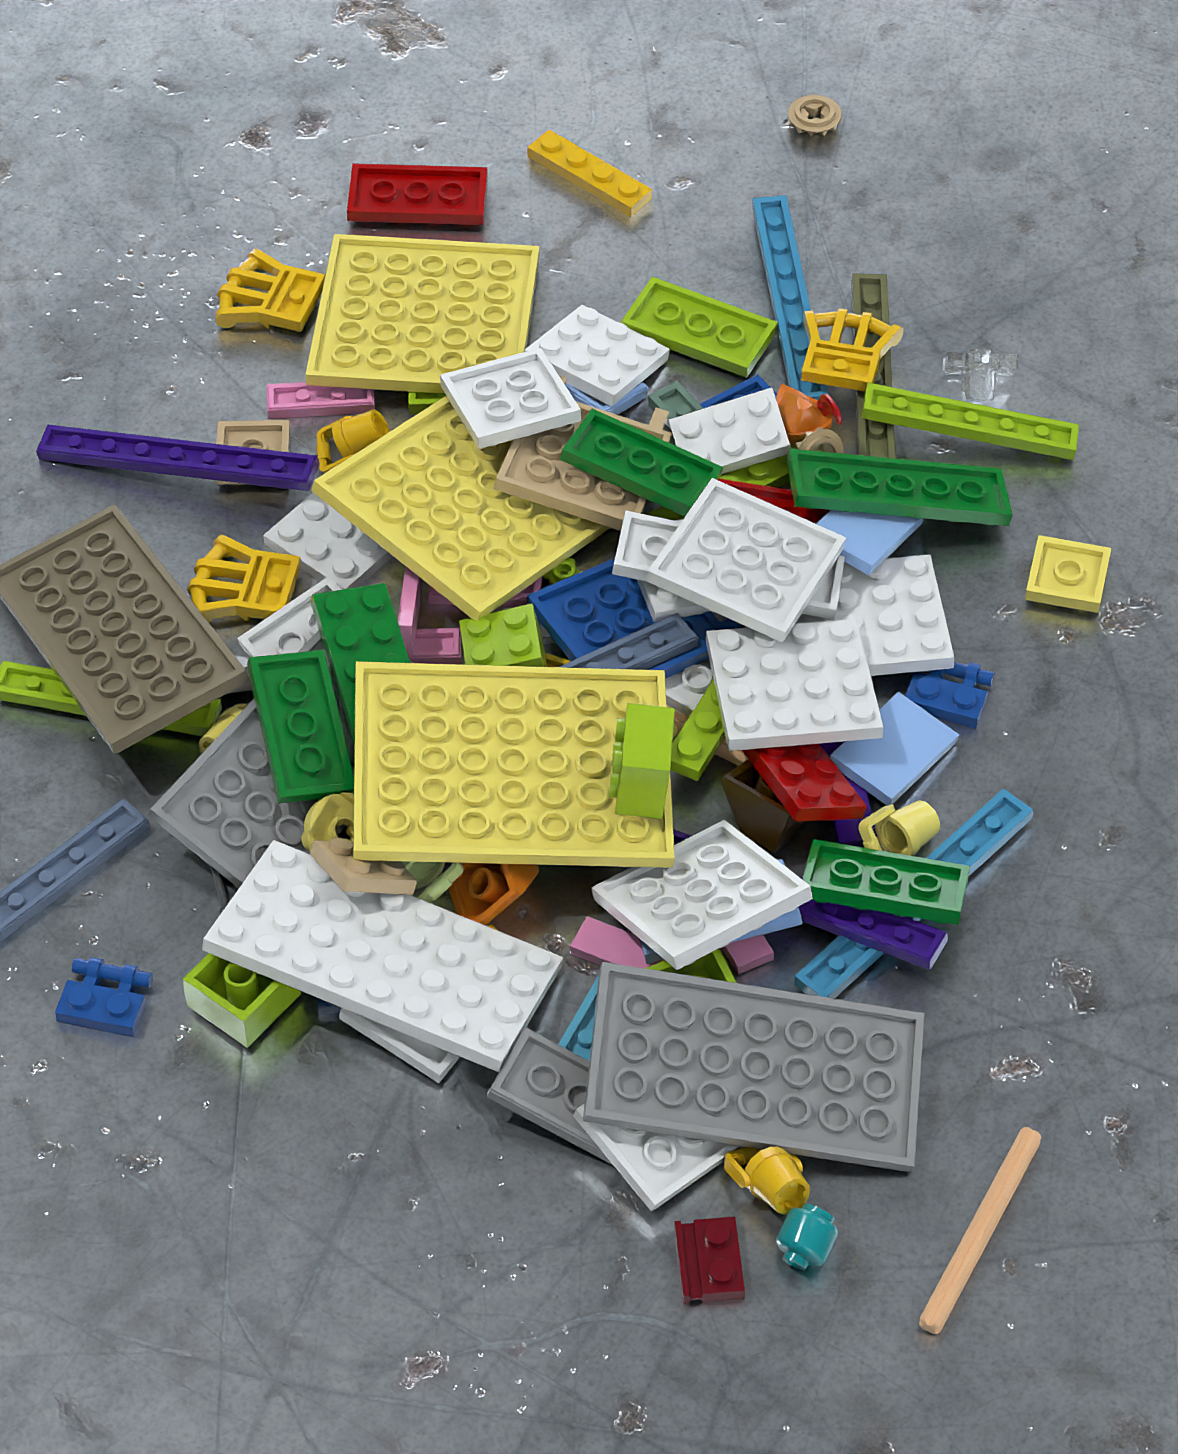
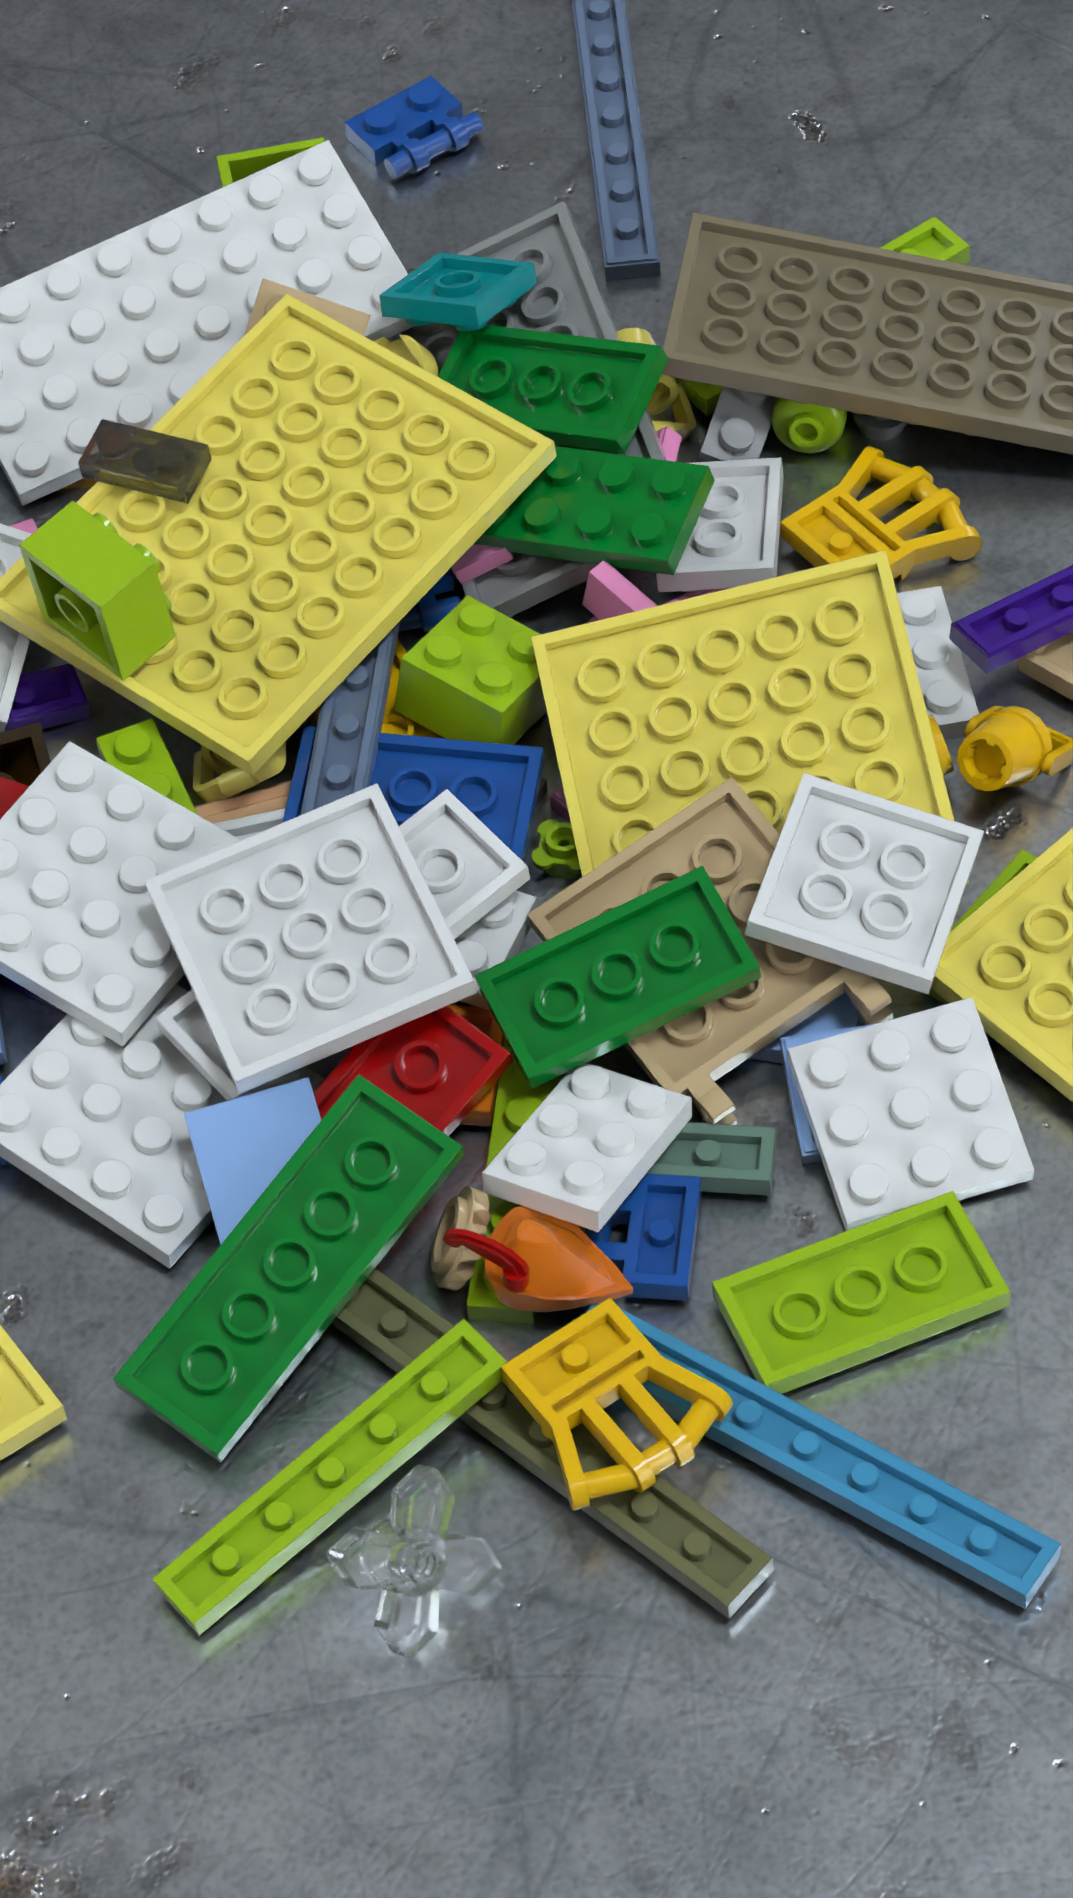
camera: 135 degrees right, 0 degrees up
(262, 809) = (458, 290): none -> teal plate
(528, 832) = (145, 461): none -> clear smoke plate

